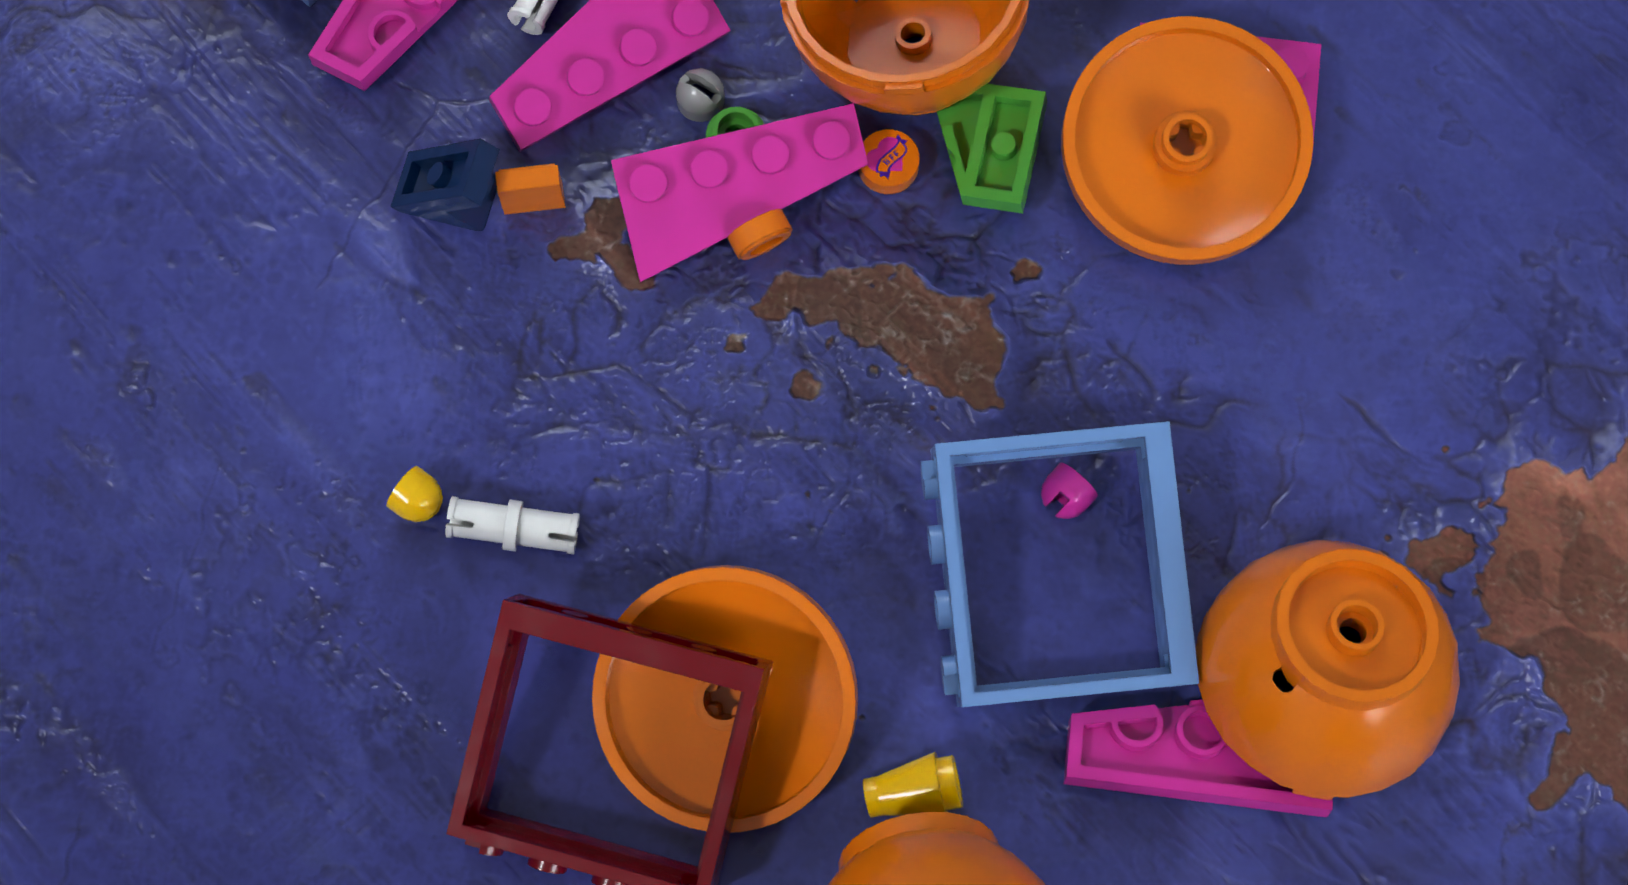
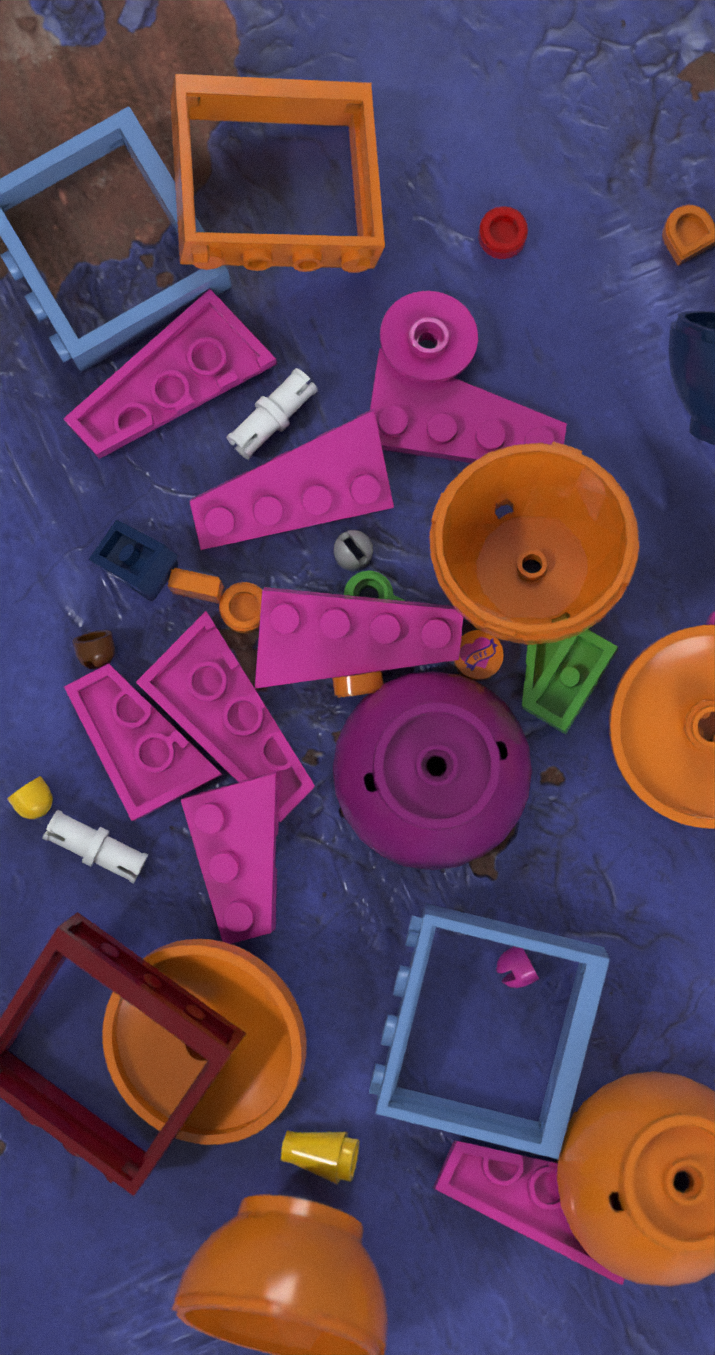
camera: 20 degrees right, 10 degrees up
(434, 302) = (94, 648): none -> reddish brown hinge
(527, 396) = (136, 743): none -> dark pink wing
(593, 200) = (241, 607): none -> orange tile
(602, 316) = (221, 710): none -> dark pink wing
(685, 468) = (236, 850): none -> dark pink wing
(892, 345) = (425, 817): none -> magenta piece

